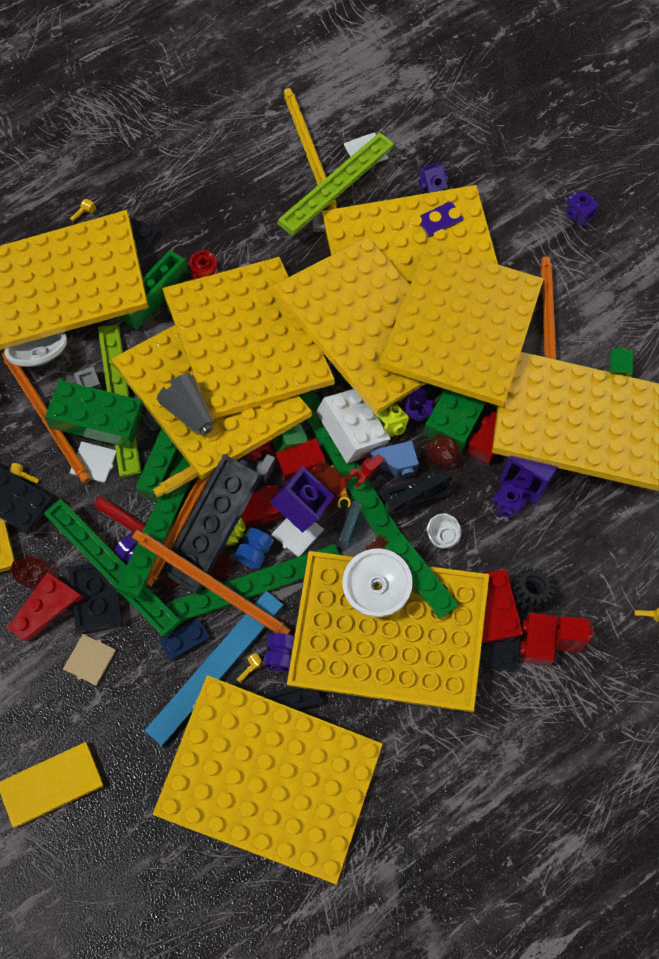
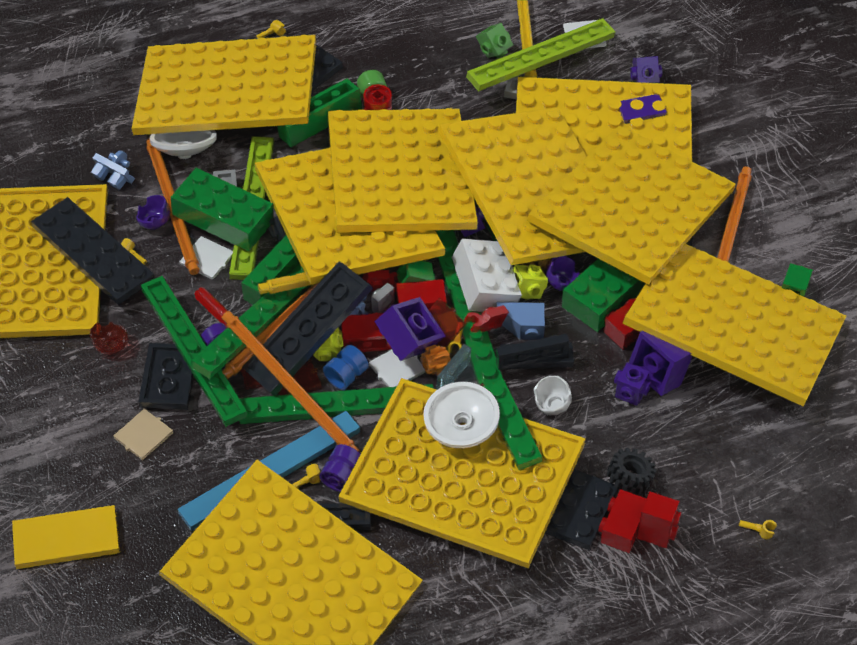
camera: 15 degrees right, 15 degrees down
(31, 430) = (154, 213): none -> dark purple hair
(44, 604) = (116, 368): red wing -> none
(184, 640) = (246, 438): dark blue plate -> none
(187, 404) = (316, 207): dark grey cone -> none
(189, 245) = (370, 78): none -> bright green head
(290, 177) = (494, 41): none -> bright green brick
(331, 520) = (435, 359): none -> orange gear
(442, 450) = (575, 320): clear red hair -> none
(501, 615) = (588, 481): red wing -> none
(581, 208) = (799, 128): dark purple brick -> none

